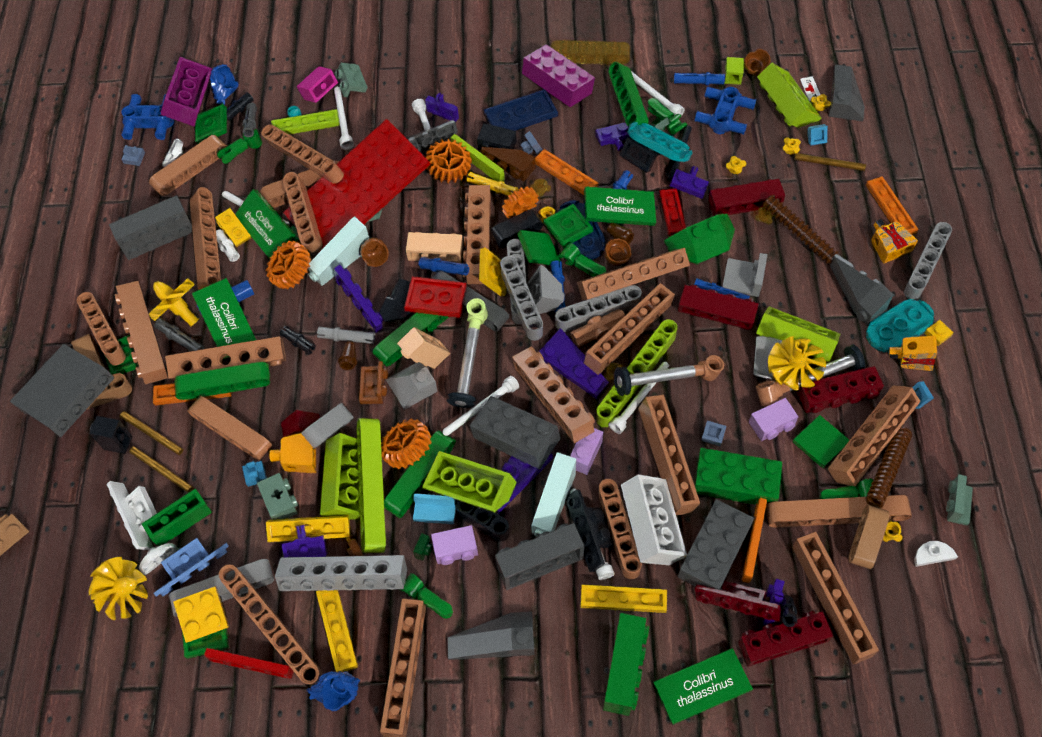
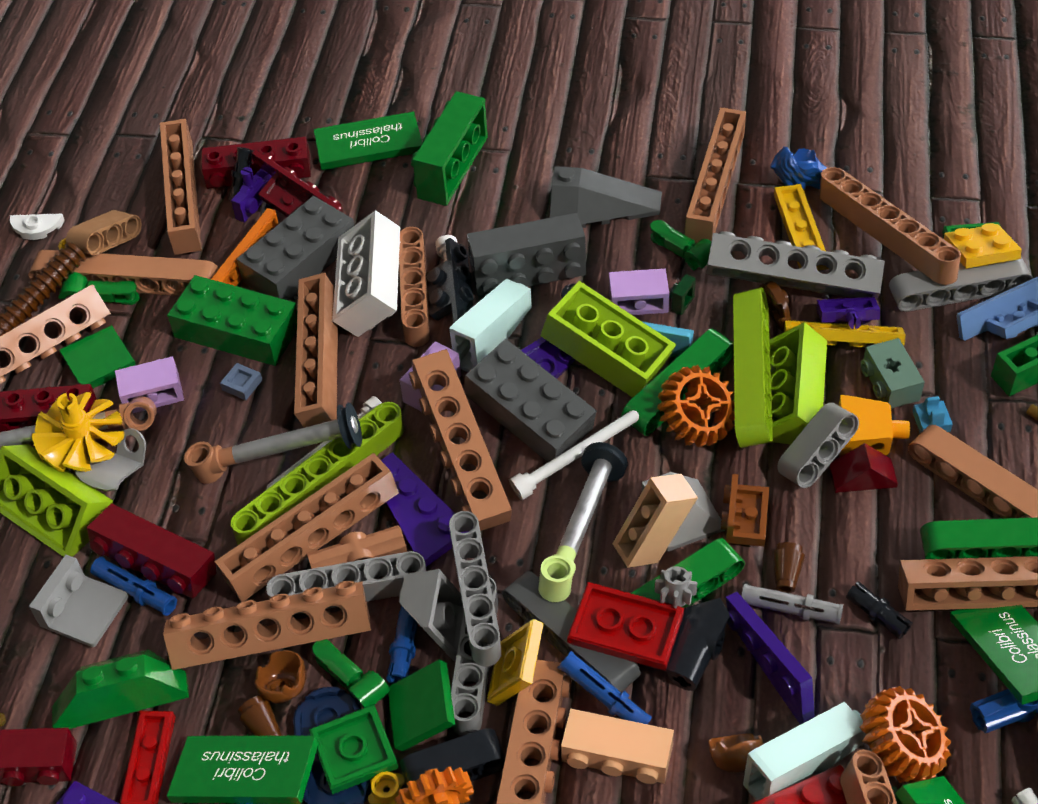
camera: 170 degrees left, 10 degrees down
(249, 663) = (921, 205): red tile -> none
(409, 309) = (676, 586): none -> light grey gear
(624, 598) = (433, 218): yellow plate -> none

